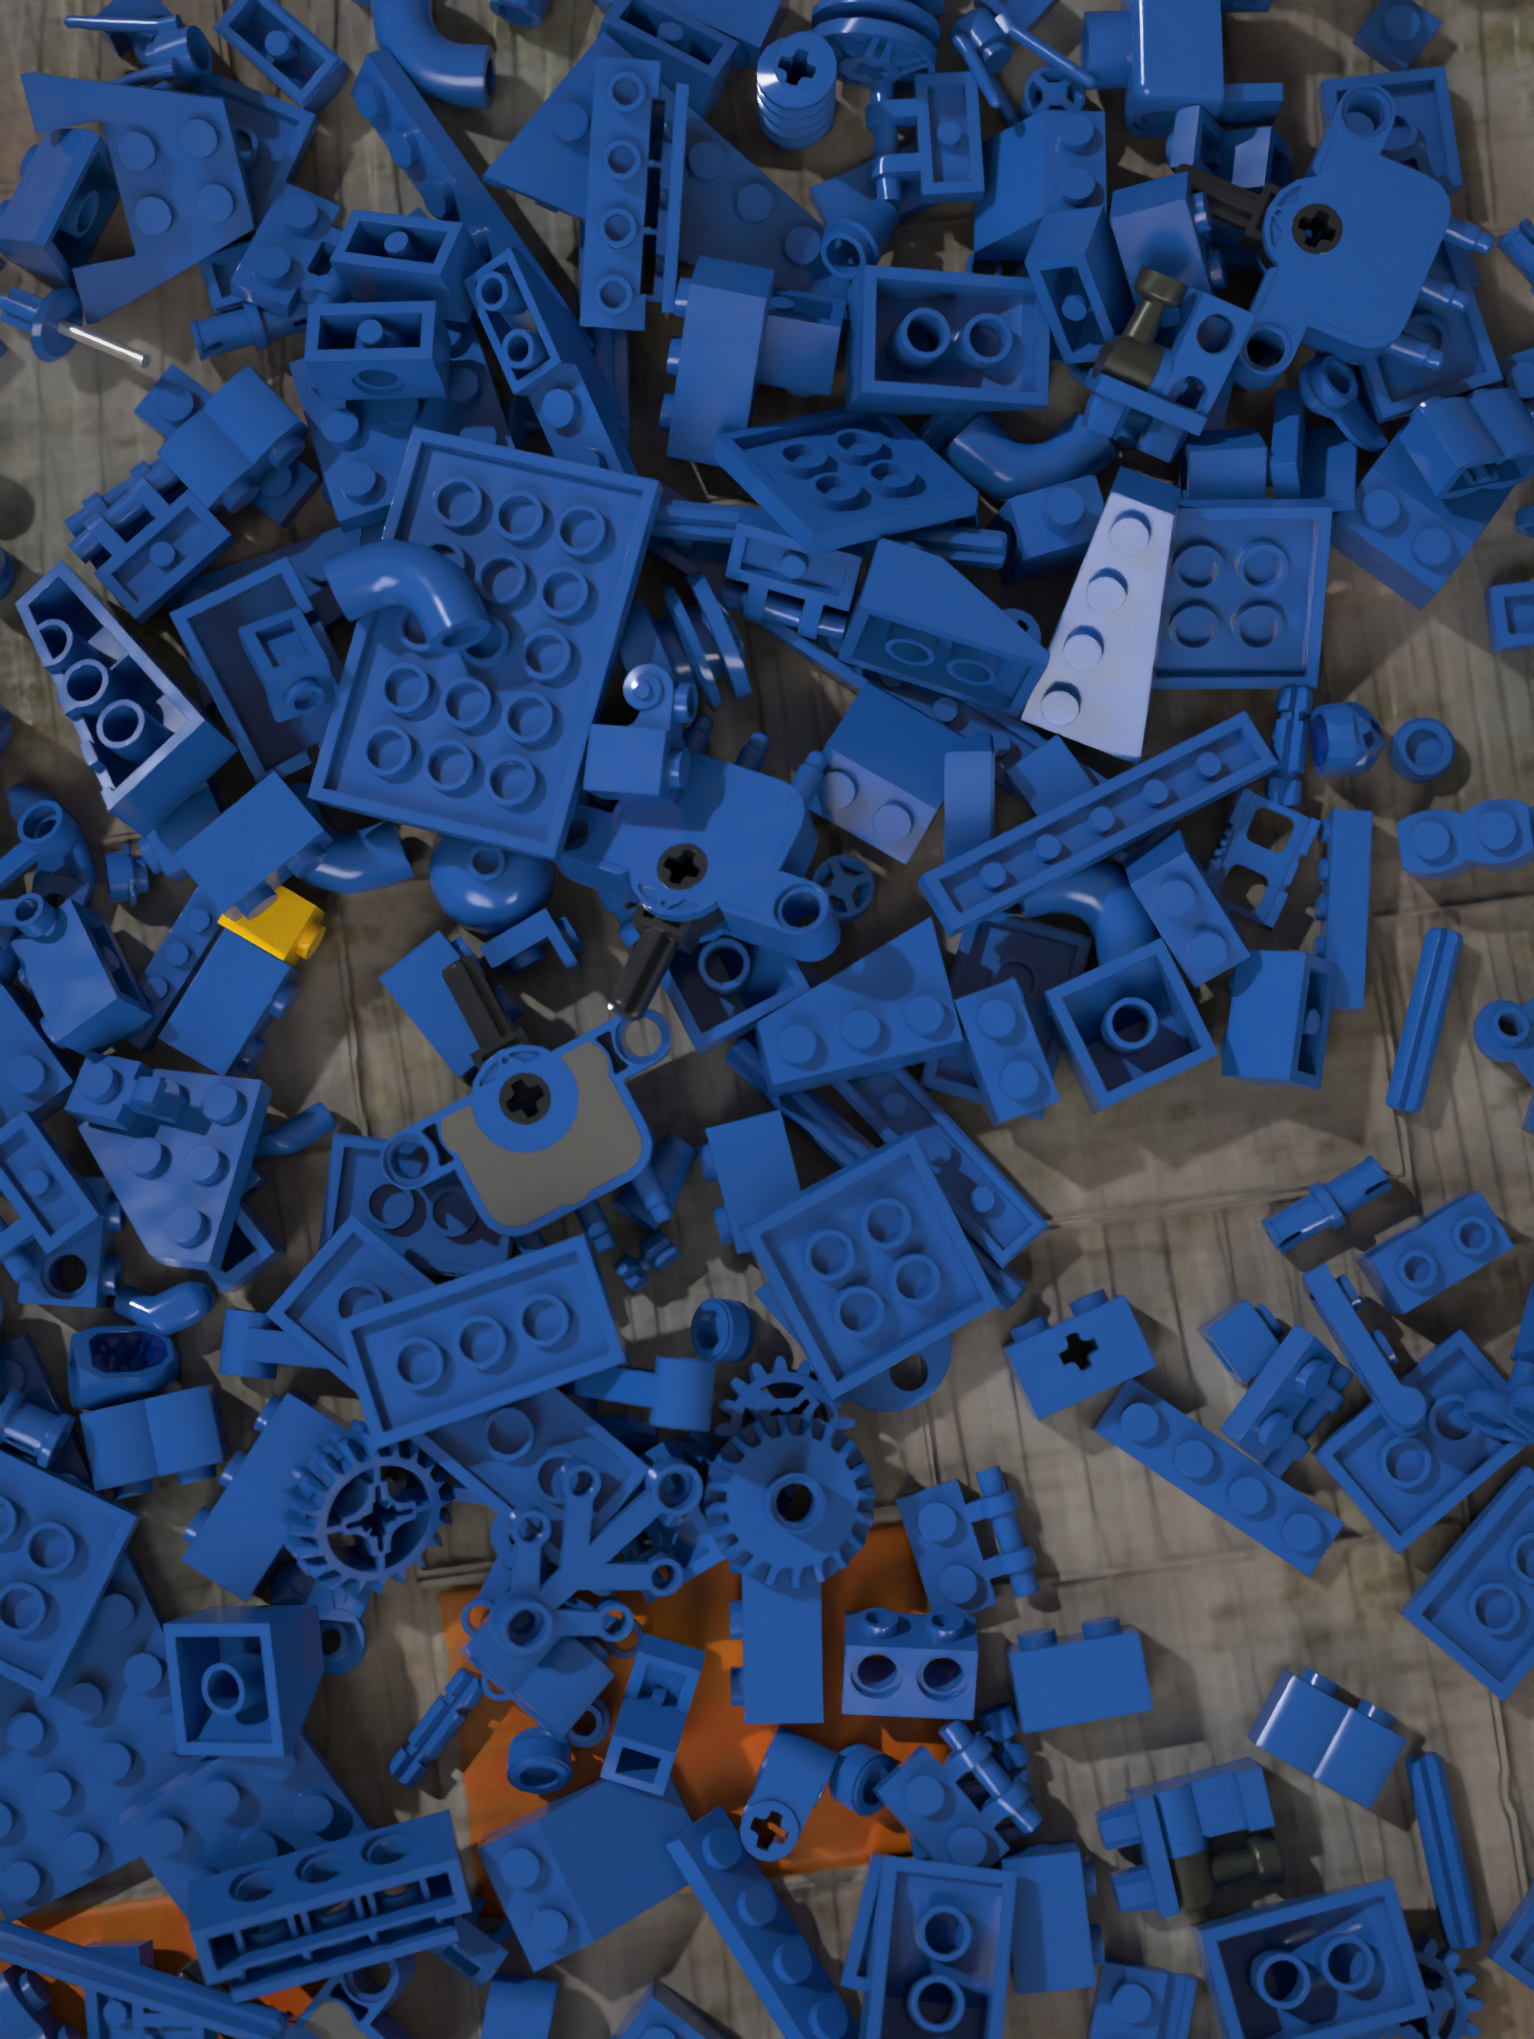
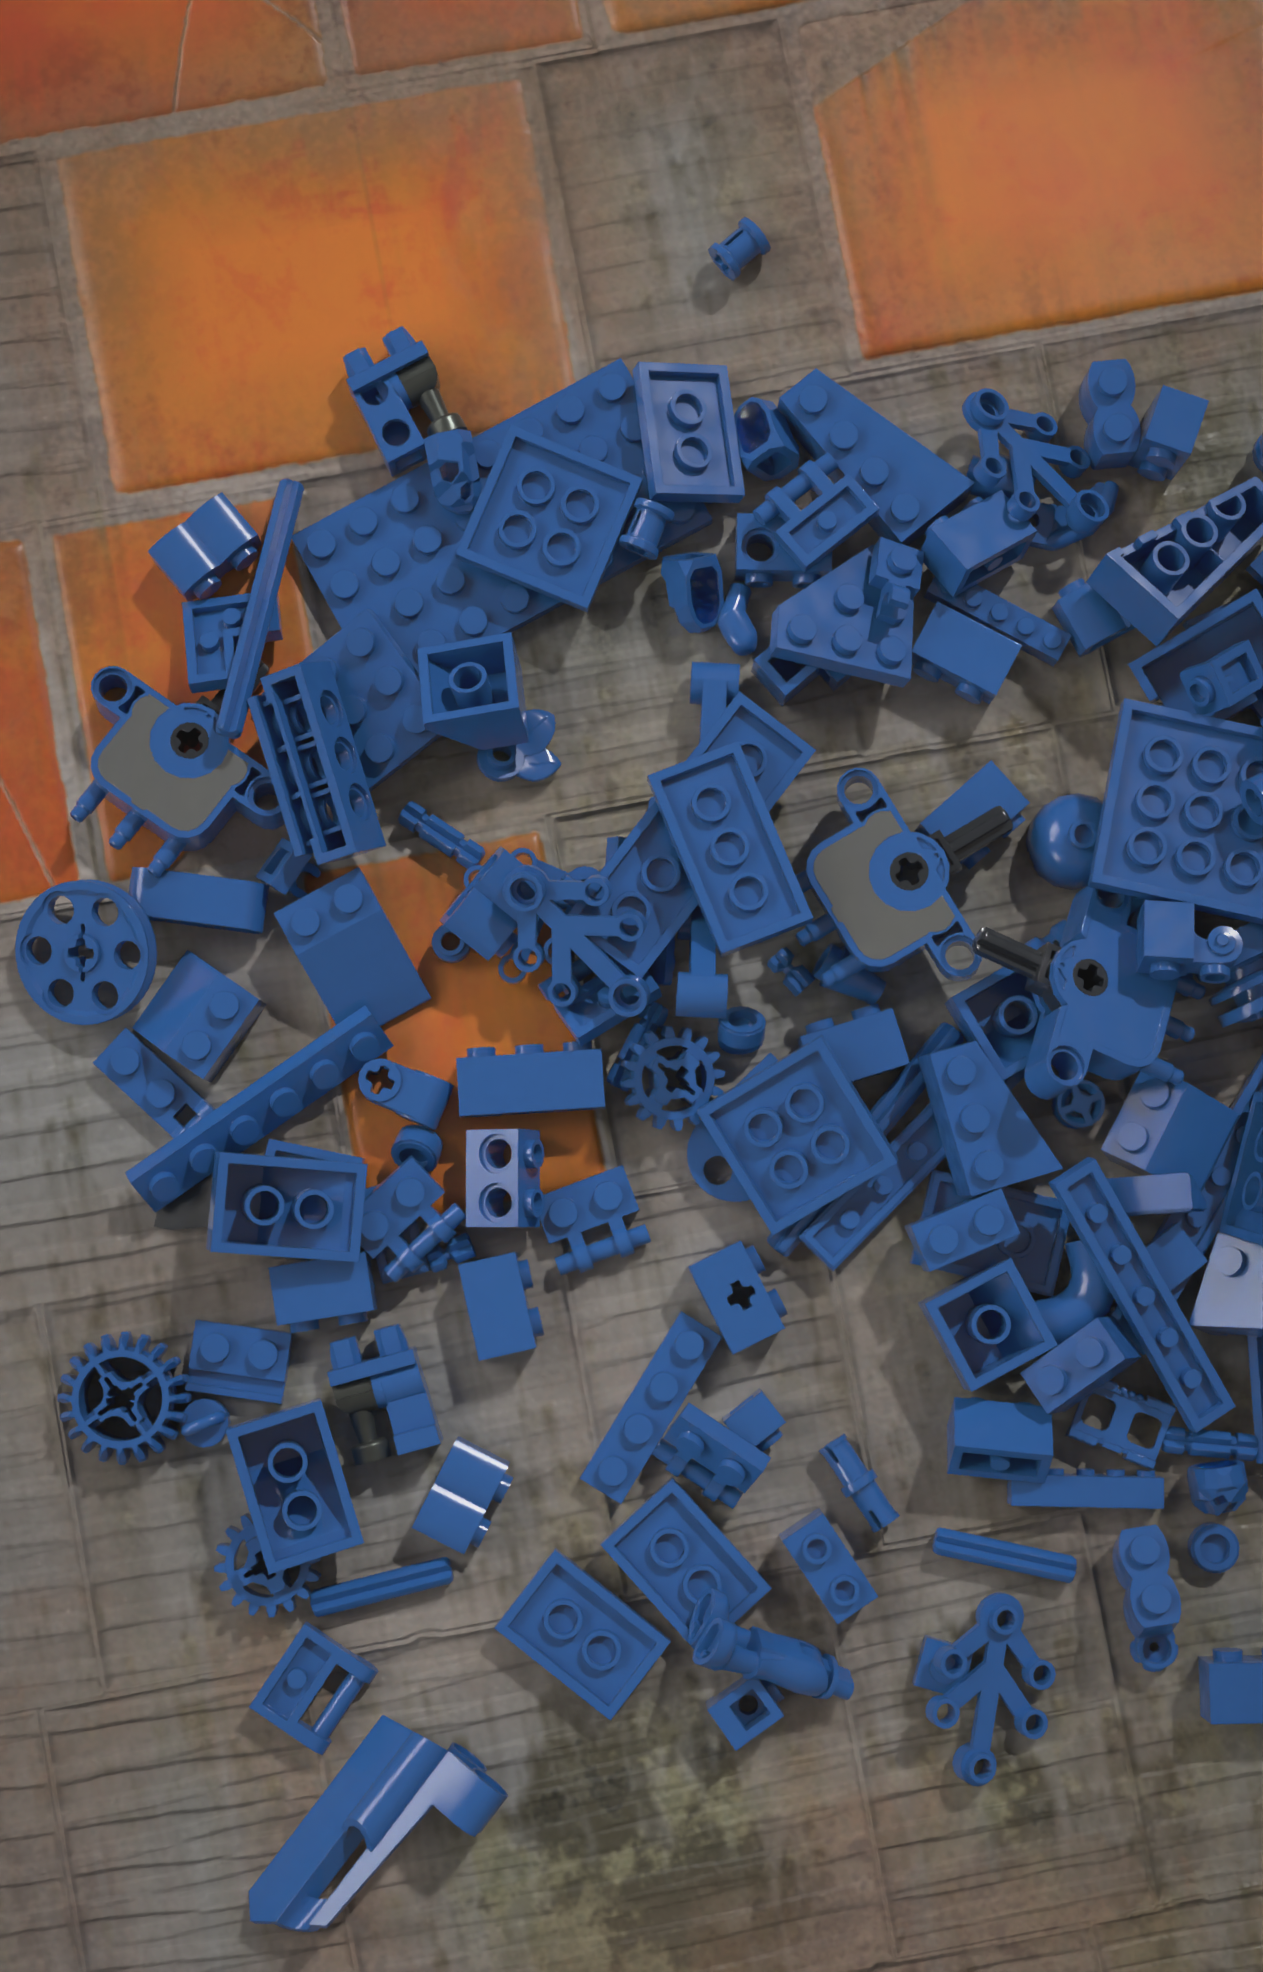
camera: 85 degrees right, 0 degrees up
(125, 875) = (1055, 570): blue plate -> none
(155, 1439) = (641, 619): blue brick -> none
(242, 1534) = (606, 703): blue brick -> none
(255, 849) = (1082, 663): blue brick -> none
(285, 929) = (1030, 681): yellow brick -> none
(294, 1133) = (870, 705): blue arm -> none
(349, 1496) = (610, 760): blue gear -> none
(360, 858) = (1079, 719): blue cylinder -> none
(427, 1225) = (809, 805): blue tile -> none
(522, 944) = (1021, 865): blue bracket -> none
(538, 1761) = (420, 910): blue tile -> none
(653, 1714) = (460, 991): blue brick -> none
(744, 1493) = (614, 1048): blue gear -> none
(1367, 1353) = (750, 1514): blue plate -> none

